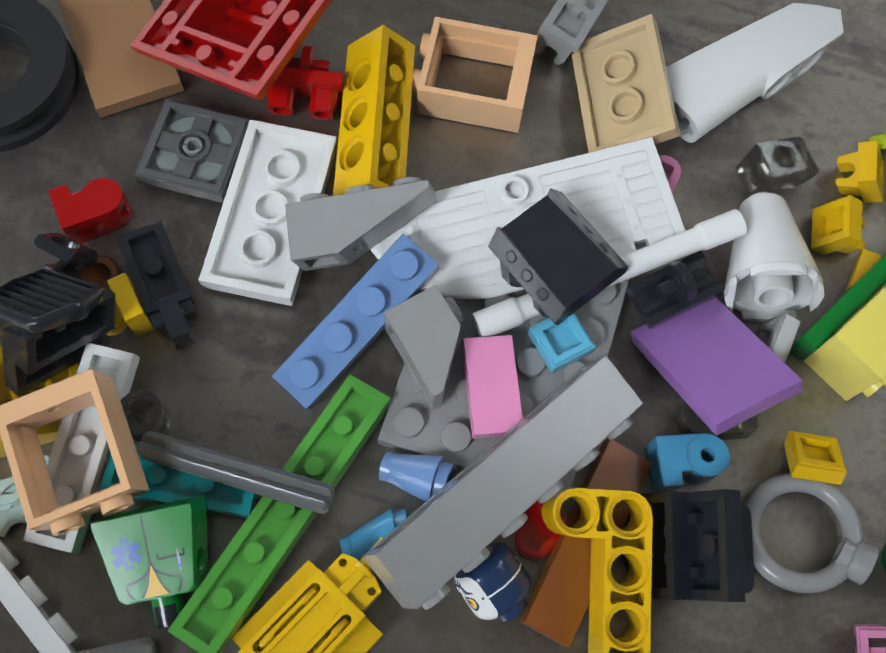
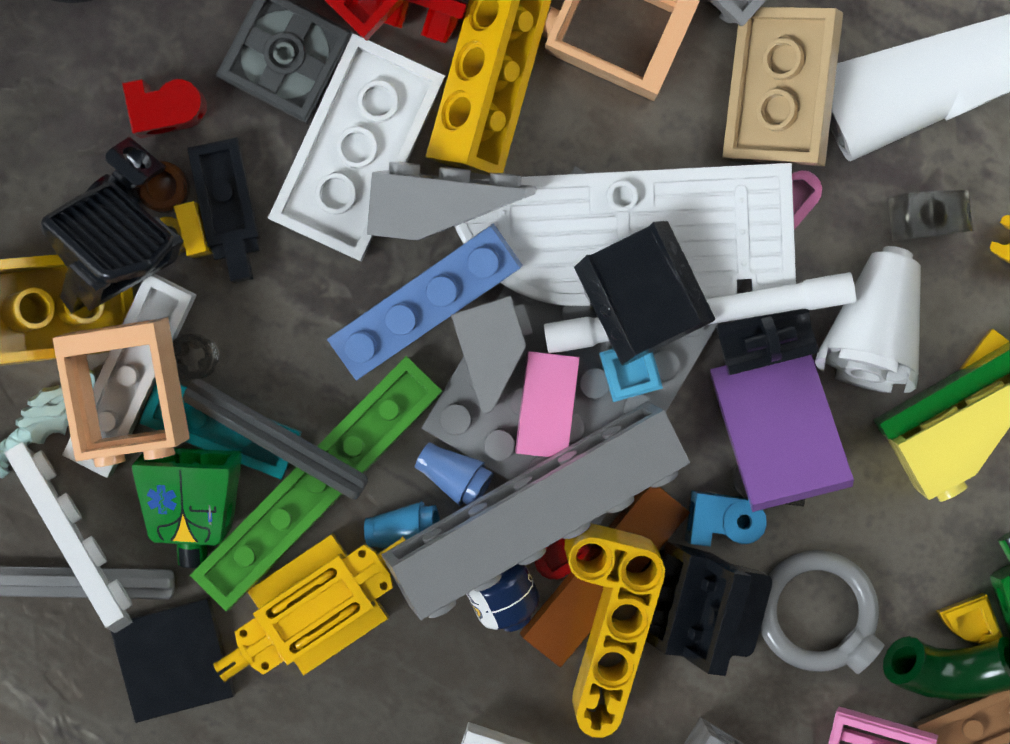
camera: 20 degrees right, 20 degrees up
(779, 334) = (855, 416): light grey tile -> none
(814, 457) = (855, 543): yellow tile -> none
(838, 226) = (971, 301): yellow tile -> none

